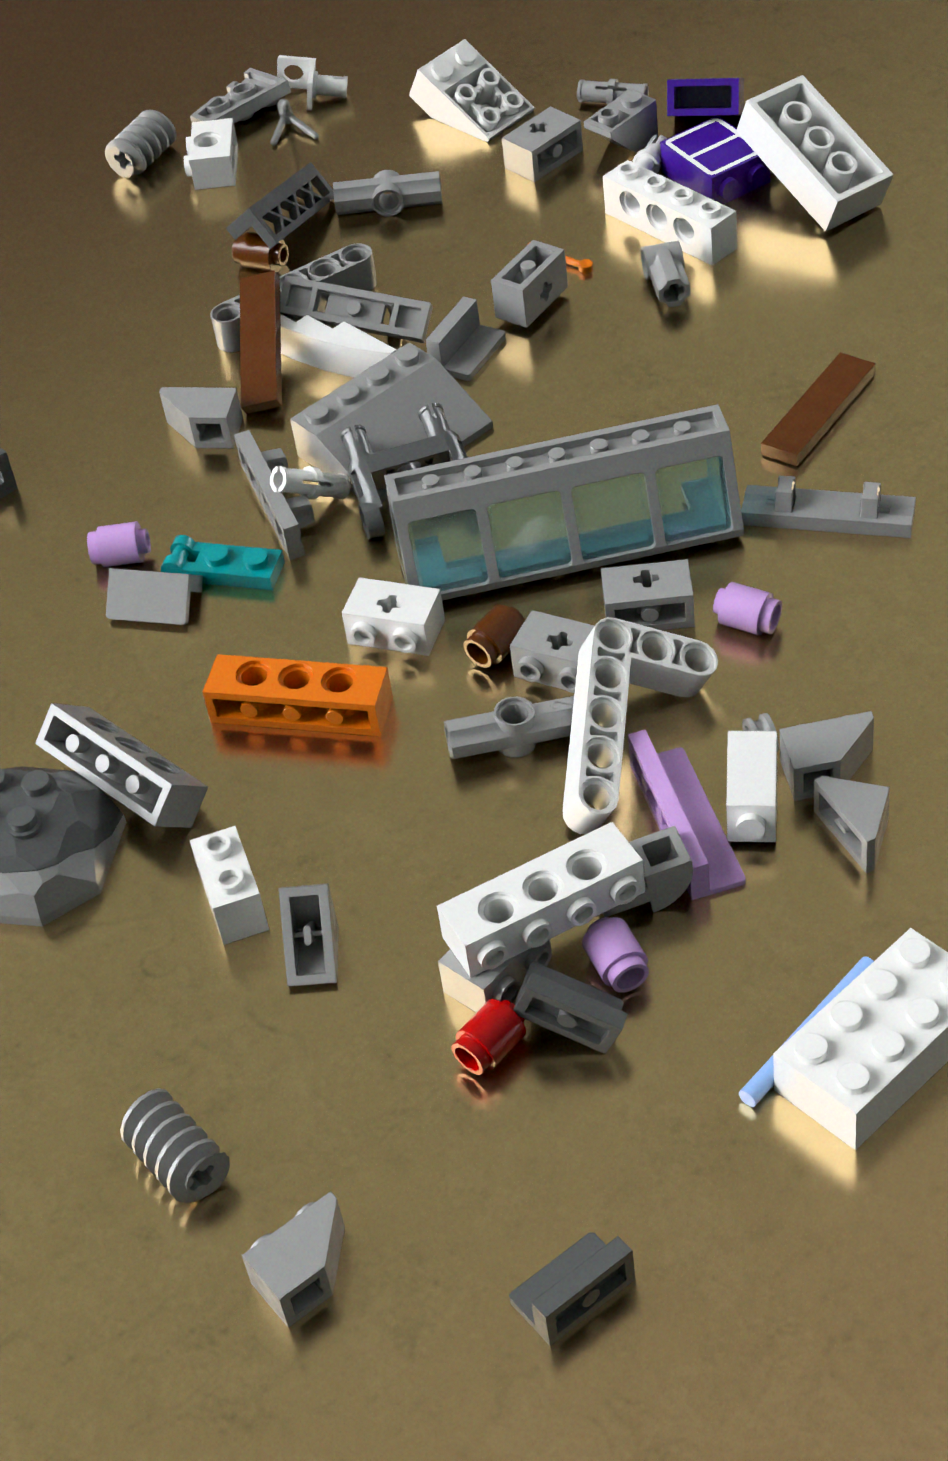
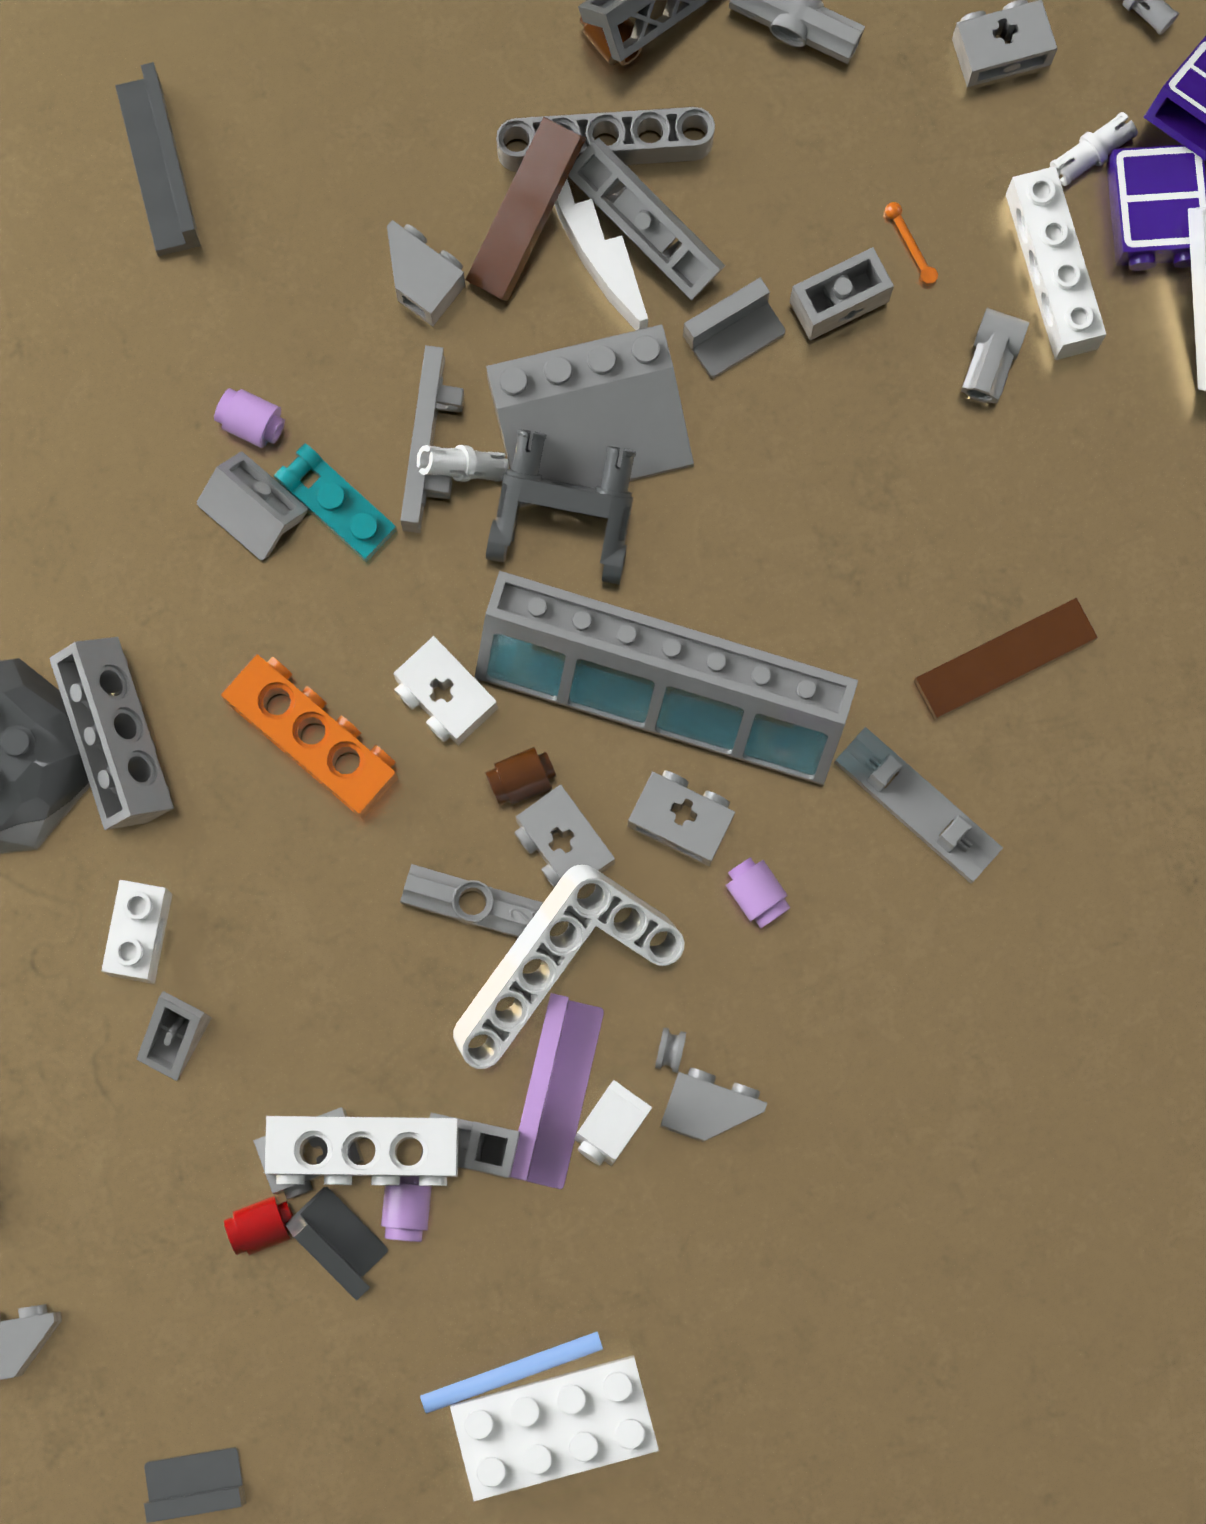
camera: 20 degrees right, 35 degrees up
(626, 121) = (1104, 75): light grey slope -> none
(855, 816) = (687, 1195): light grey slope -> none

